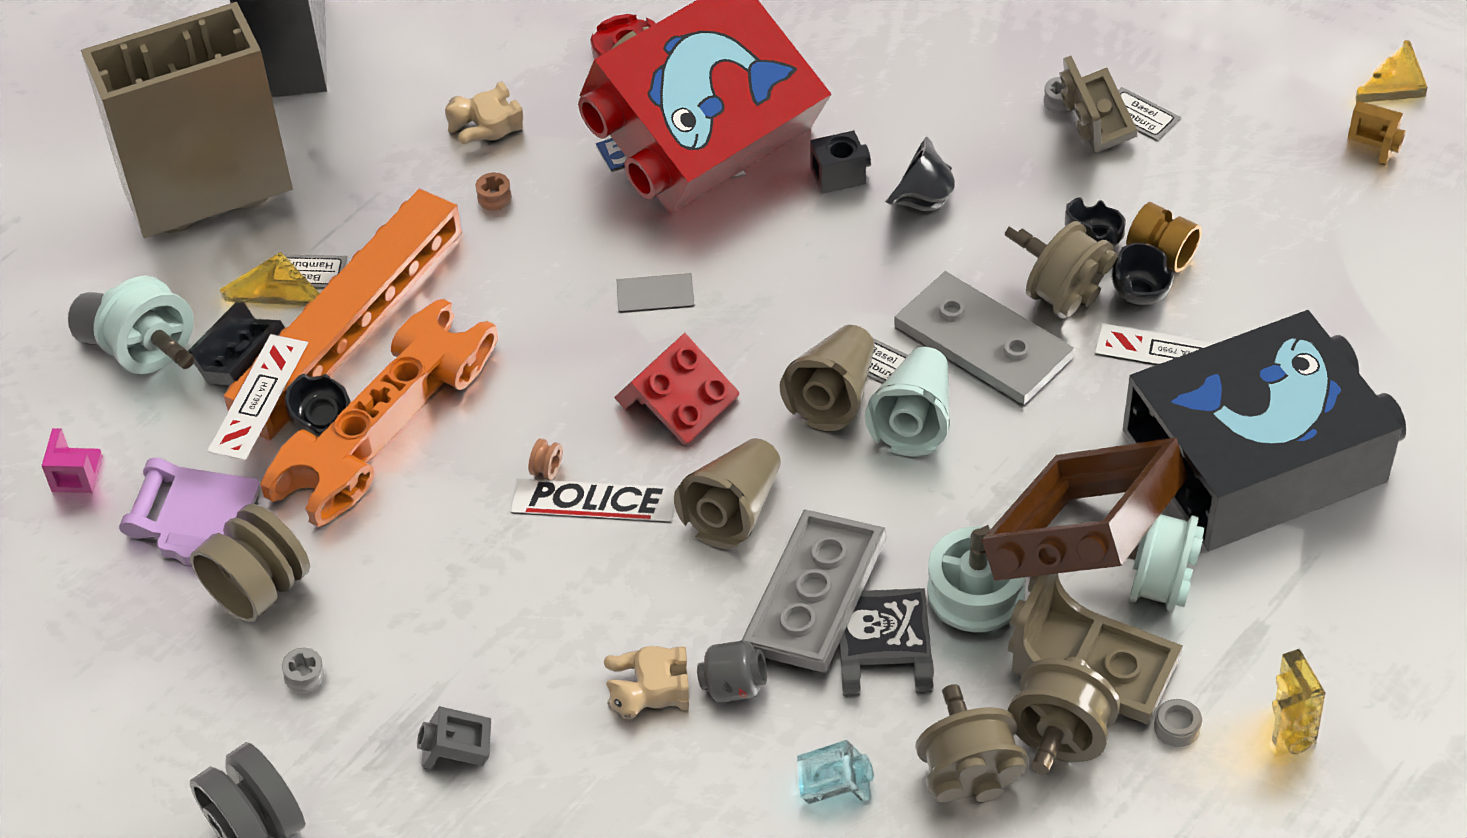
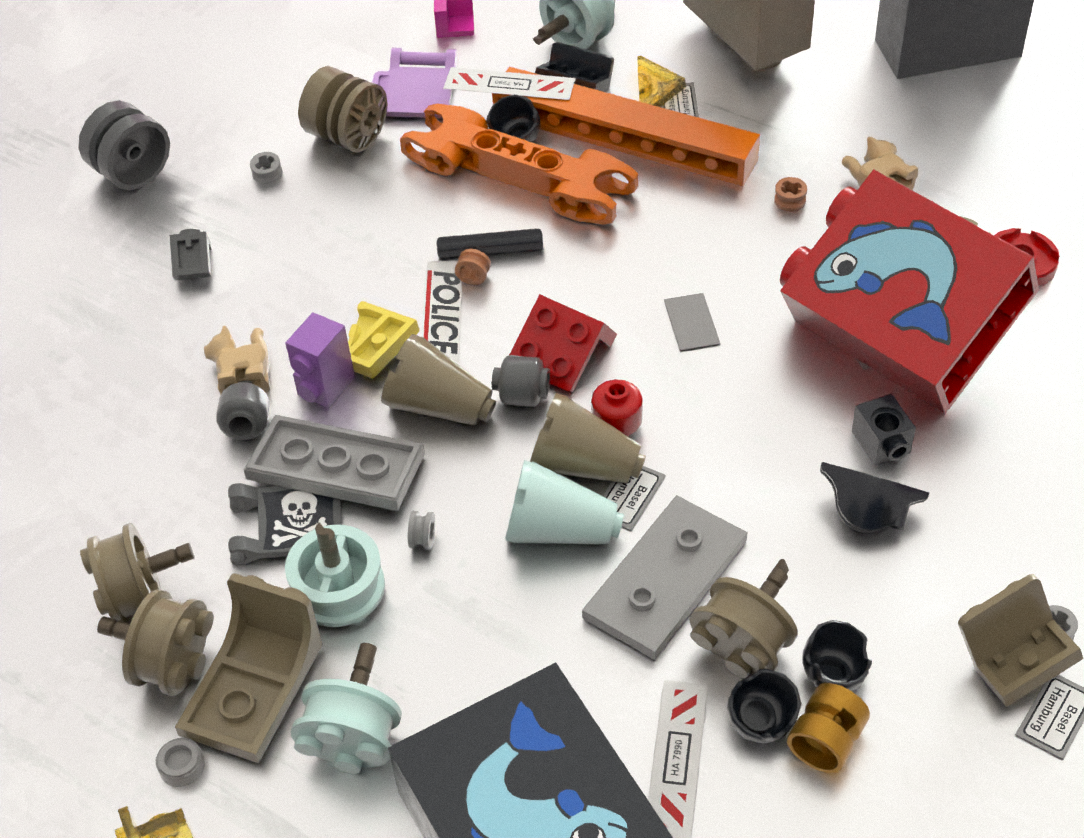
camera: 85 degrees right, 0 degrees up
(503, 448) = (490, 242): none -> black axle
(636, 552) = (377, 338): none -> light yellow wing
(686, 583) = (320, 360): none -> medium lavender brick
(733, 418) = (521, 381): none -> dark grey head
(783, 341) = (618, 405): none -> red head
(834, 772) = (135, 495): clear light blue bracket -> none
(917, 514) = (421, 530): none -> light grey bush
(1025, 547) = (352, 657): reddish brown door -> none

